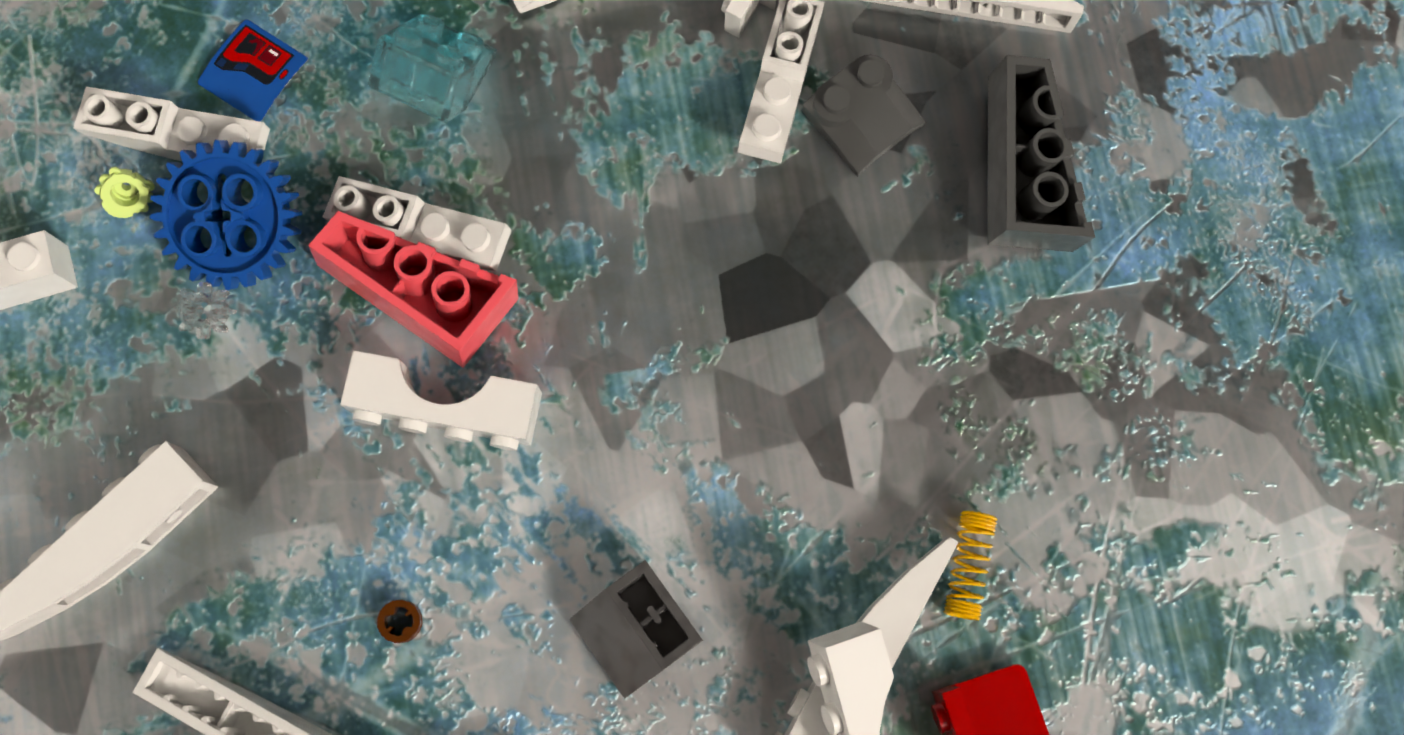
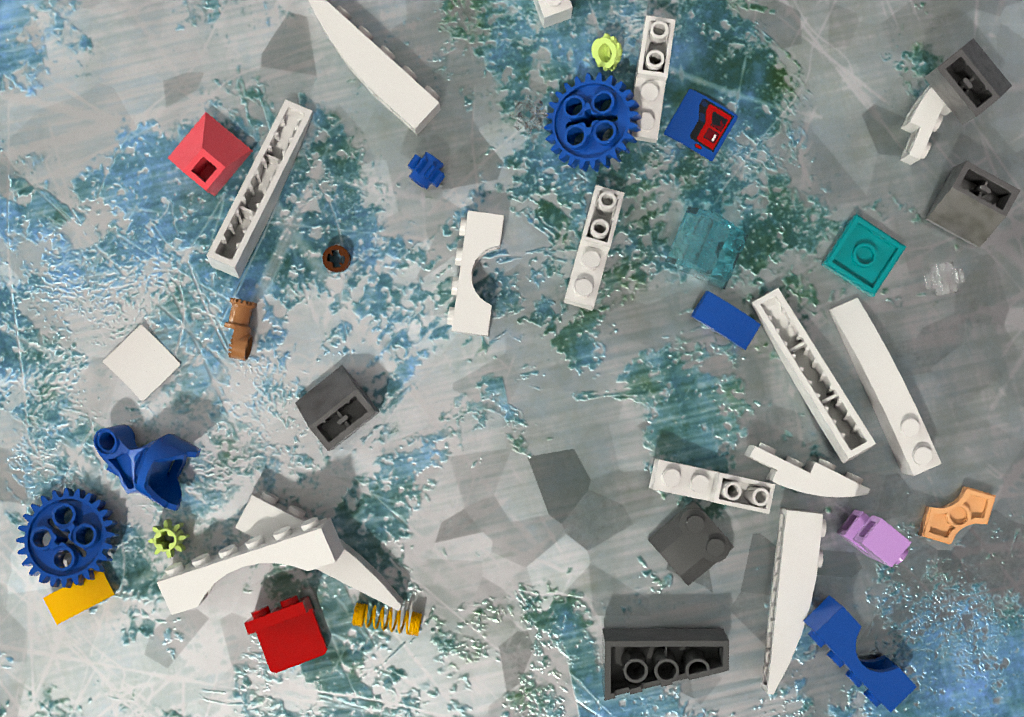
camera: 90 degrees right, 10 degrees up
(273, 470) = (426, 170): none -> blue gear
(429, 293) = (546, 259): coral wedge -> none
(539, 48) = (726, 320): none -> blue slope

